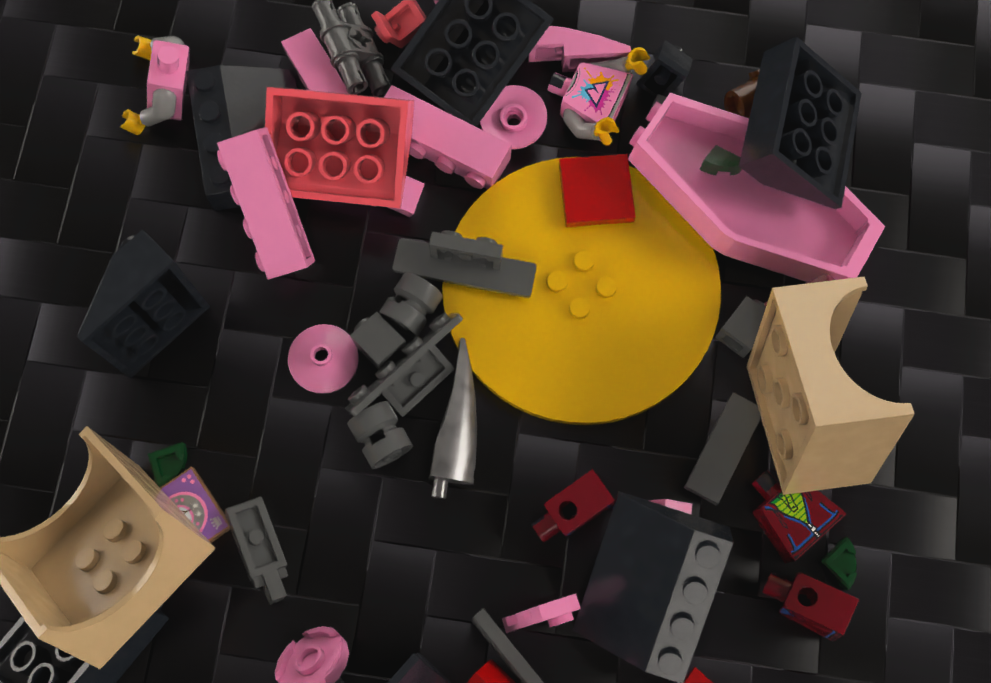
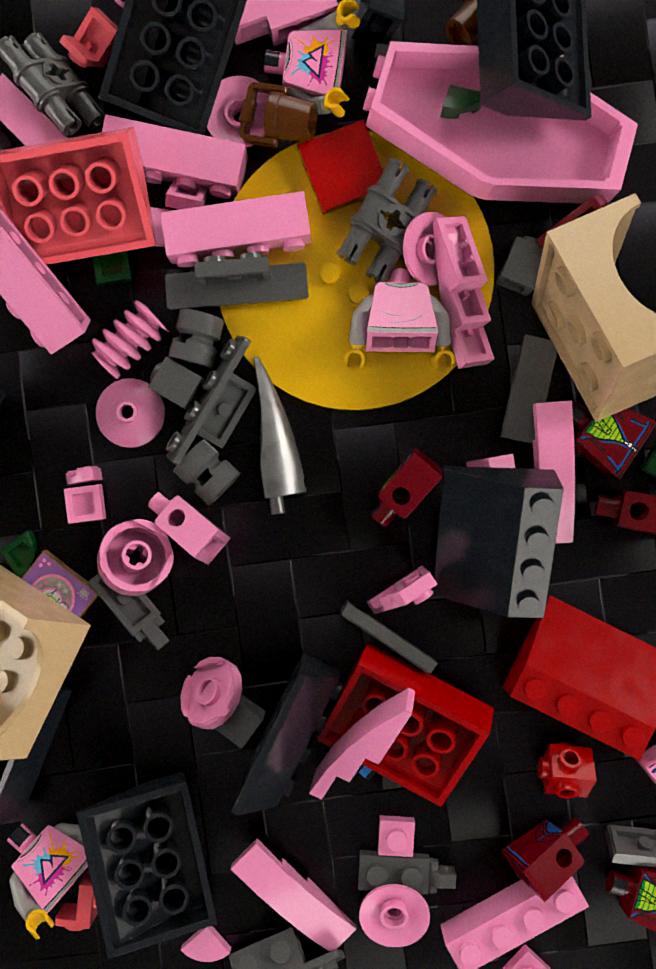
camera: 15 degrees left, 15 degrees up
(249, 432) = (85, 503): none -> bright pink plate
(257, 404) = (83, 475): none -> bright pink tile
(271, 478) = (125, 539): none -> bright pink brick
(345, 286) = (127, 339): none -> bright pink piece
(345, 483) = (195, 534): none -> bright pink torso
(352, 219) = (113, 268): none -> dark green tile
(441, 180) = (183, 199): none -> bright pink plate
(481, 213) = (236, 228): none -> bright pink brick
(553, 131) = (283, 117): none -> reddish brown piece
(609, 244) = (370, 220): none -> dark grey pin
(613, 340) = (401, 319): none -> bright pink torso
(660, 284) = (419, 248): none -> bright pink dish
(678, 333) = (459, 281): none -> bright pink slope
(736, 509) = (555, 450): none -> bright pink slope

